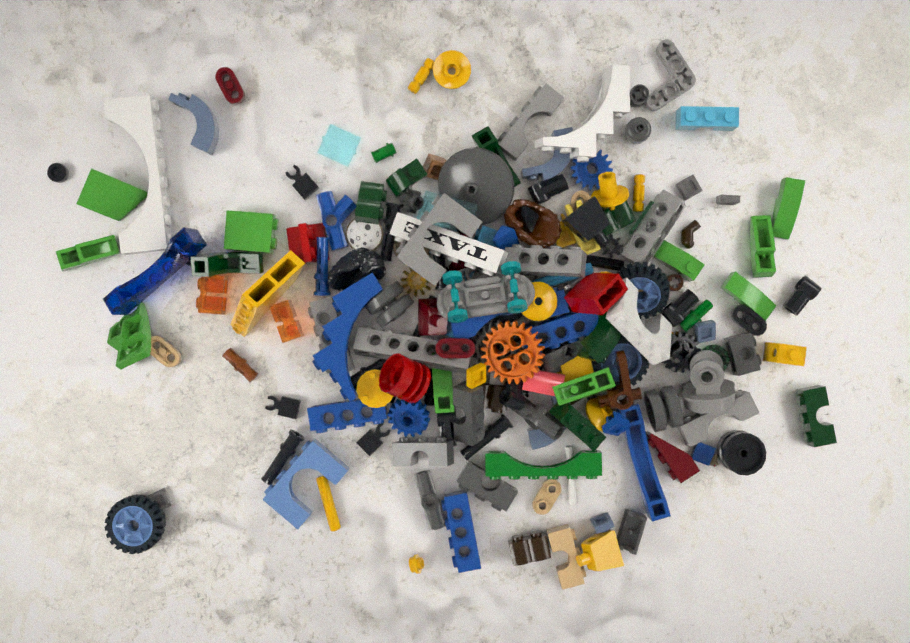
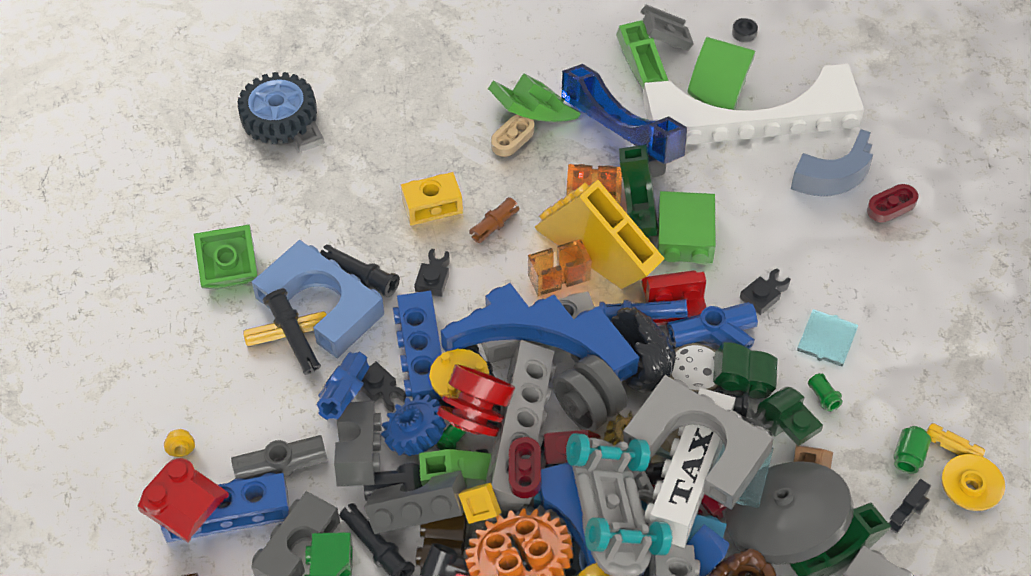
camera: 85 degrees right, 35 degrees down
(61, 232) = (666, 28): none -> dark grey plate
(225, 398) = (431, 198): none -> yellow brick
(272, 549) = (225, 257): none -> bright green slope
(327, 503) = (287, 318): none -> black pin
(386, 463) = (342, 386): none -> blue piece
(427, 103) = (911, 449): none -> green brick
(463, 558) = (180, 498): none -> red slope
(466, 110) = (914, 502): none -> black plate

